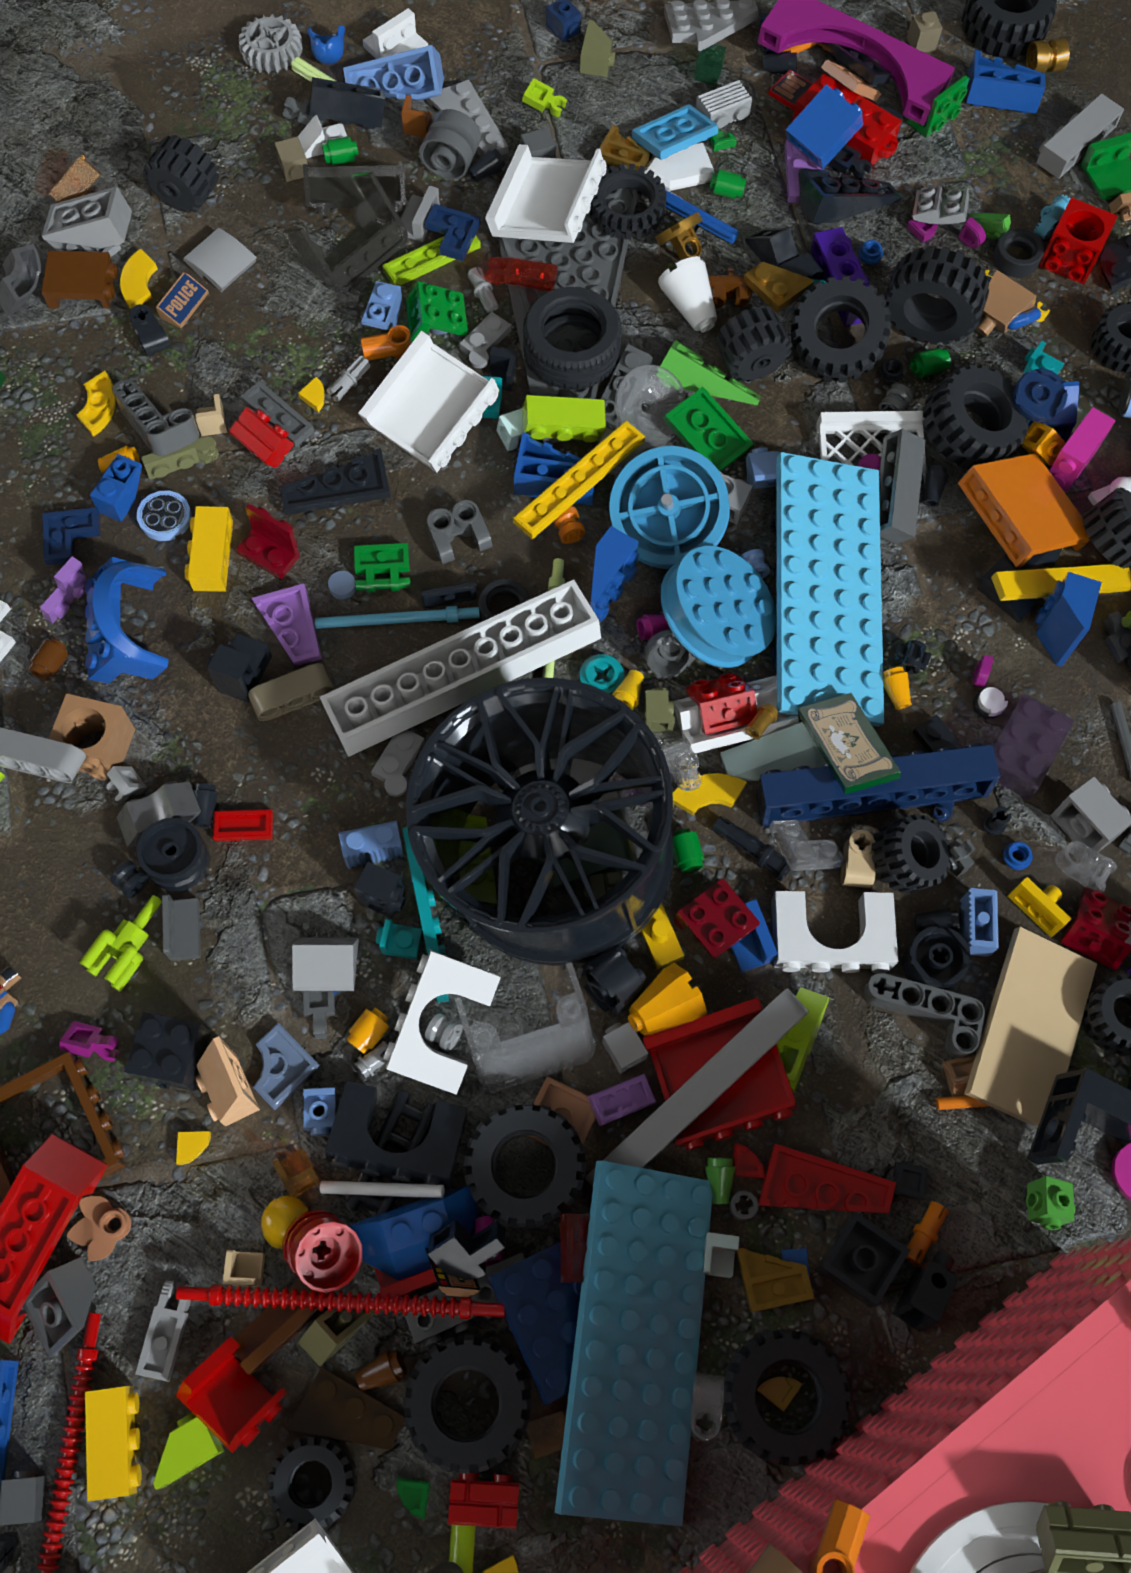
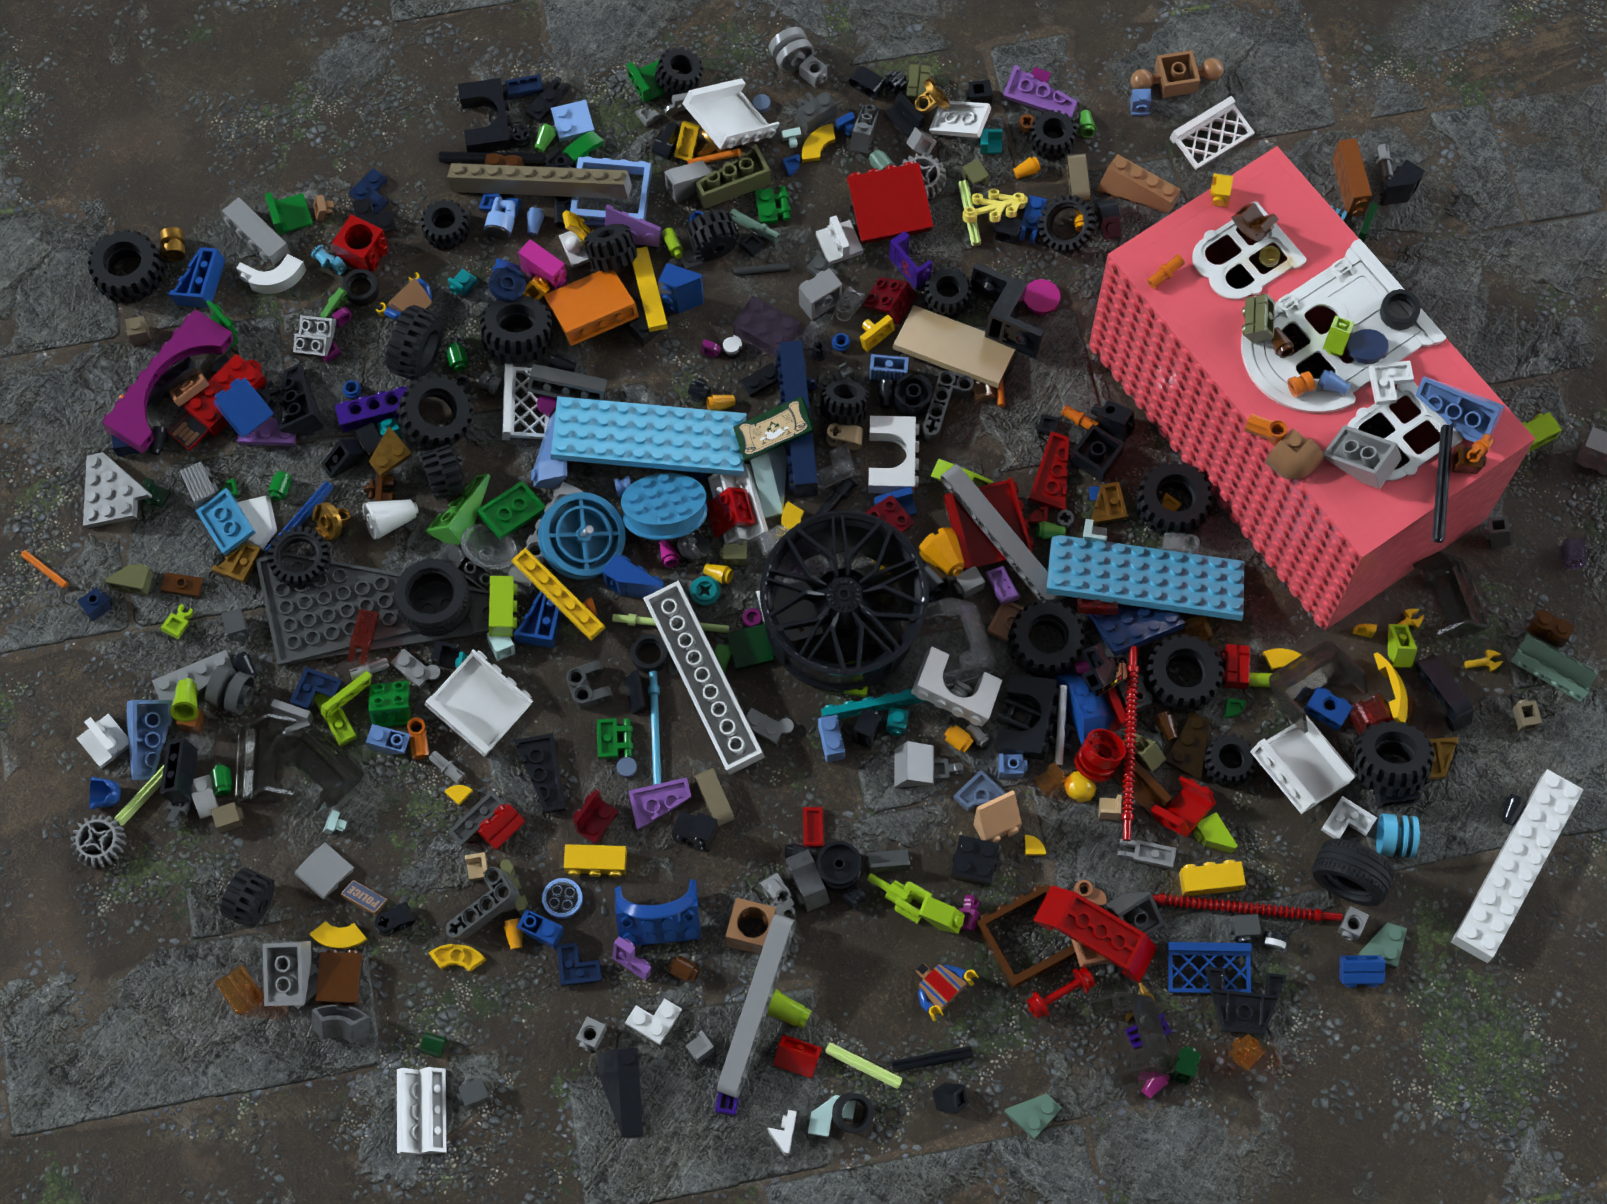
camera: 85 degrees left, 0 degrees up
(81, 998) = (941, 915): none -> lime slope
(151, 769) = (776, 889): none -> light grey piece
(279, 263) = (334, 823): none -> light aqua tile
(432, 97) = (185, 701): none -> lime plant
(444, 263) = (346, 694): none -> lime tile
(544, 197) = (295, 613): white panel -> none
(593, 102) = (182, 585): none -> reddish brown plate
(765, 716) = (750, 485): pearl gold pin -> none
(1017, 166) = (276, 280): none -> white arch
(1050, 1202) = (1062, 348): bright green brick -> none

